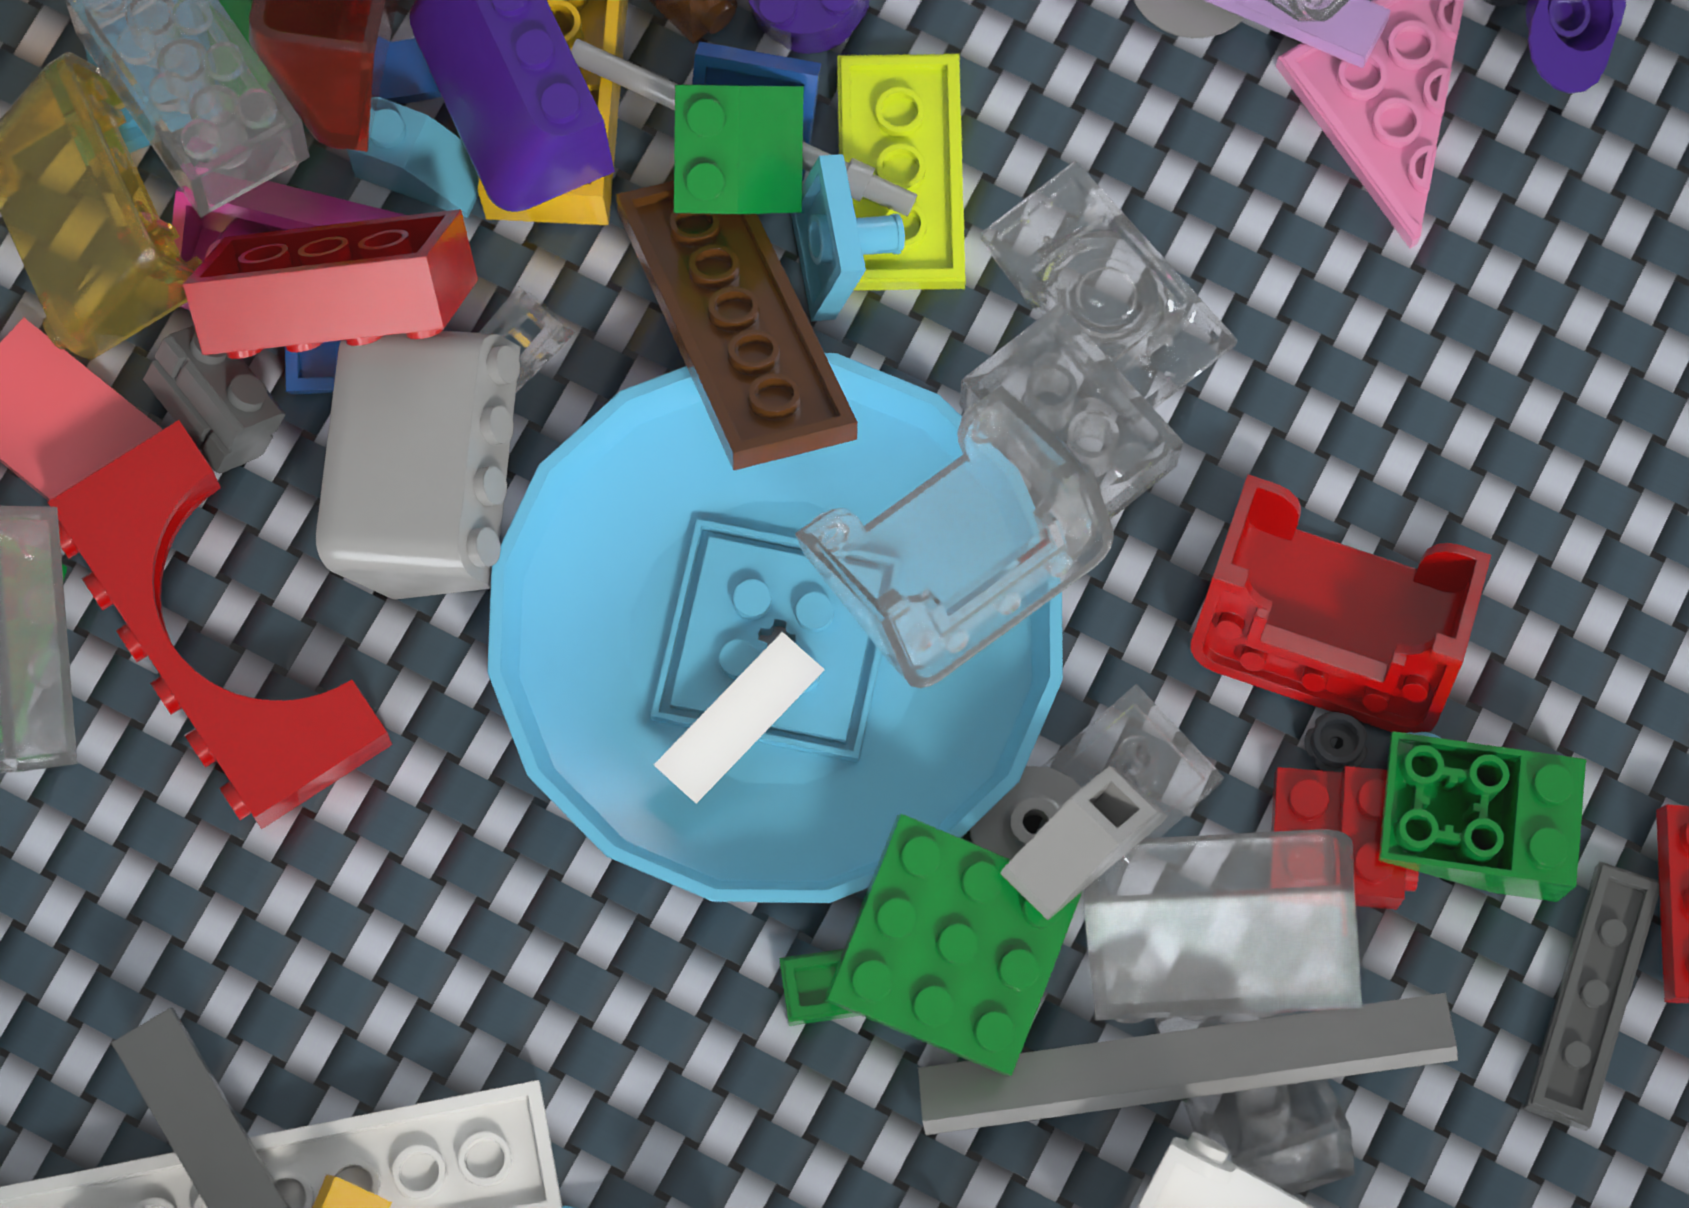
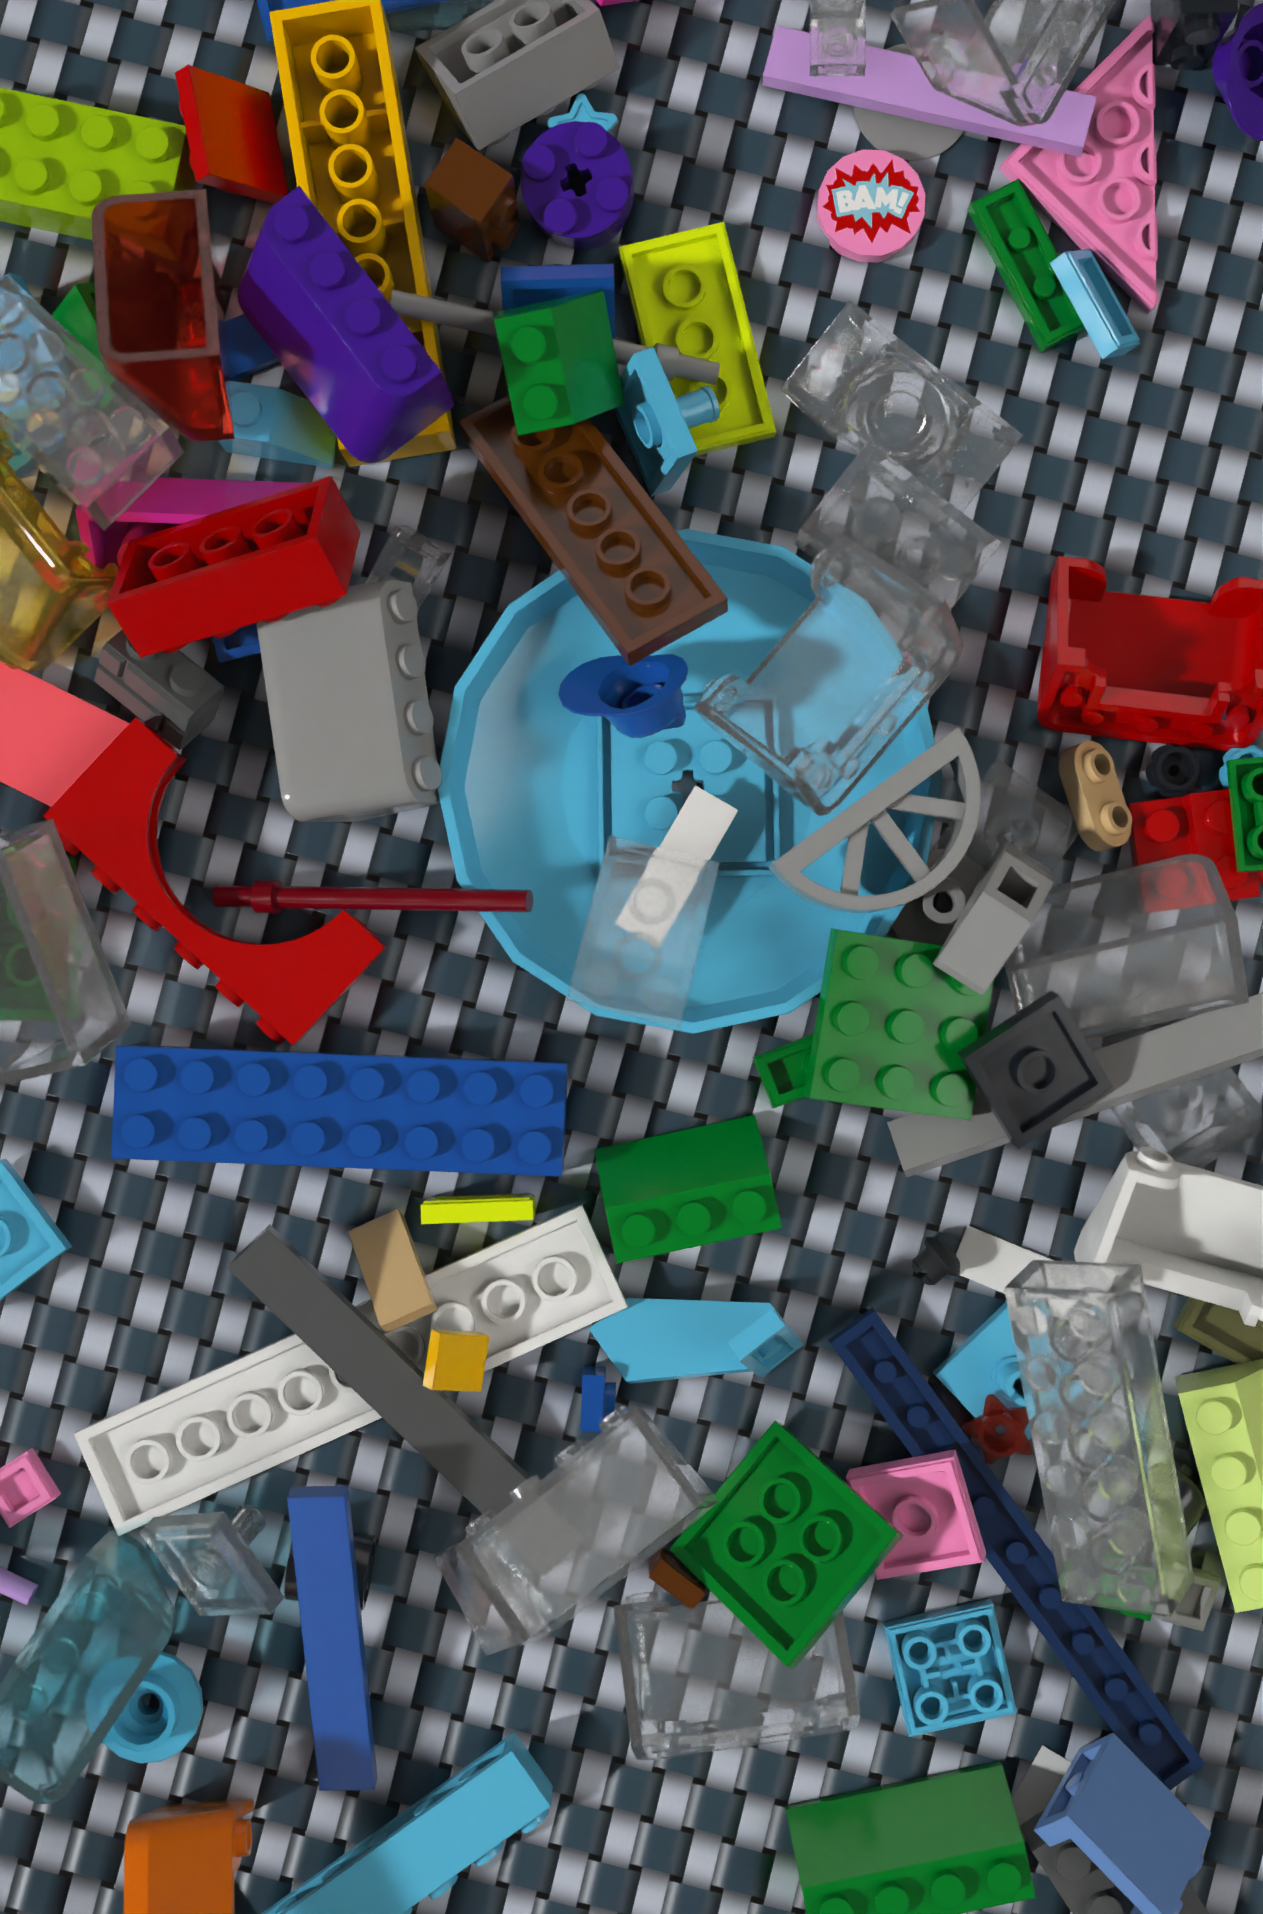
camera: 15 degrees left, 15 degrees up
(276, 655) = (272, 897): none -> dark red bar
(291, 907) = (339, 1110): none -> blue brick
(299, 1104) = (392, 1271): none -> tan tile
(417, 1057) = (478, 1208): none -> neon yellow tile
(664, 1092) = (686, 1189): none -> green slope
(679, 773) = (643, 931): none -> clear slope
(732, 509) = (633, 697): none -> blue piece
(971, 688) = (871, 807): none -> light grey window
(1095, 1025) = (1035, 1069): none -> black plate
(1123, 72) = (870, 205): none -> tile
(1239, 749) = (1095, 796): none -> tan plate
(1287, 170) = (1023, 260): none -> green tile
(1348, 221) = (1095, 303): none -> medium azure tile

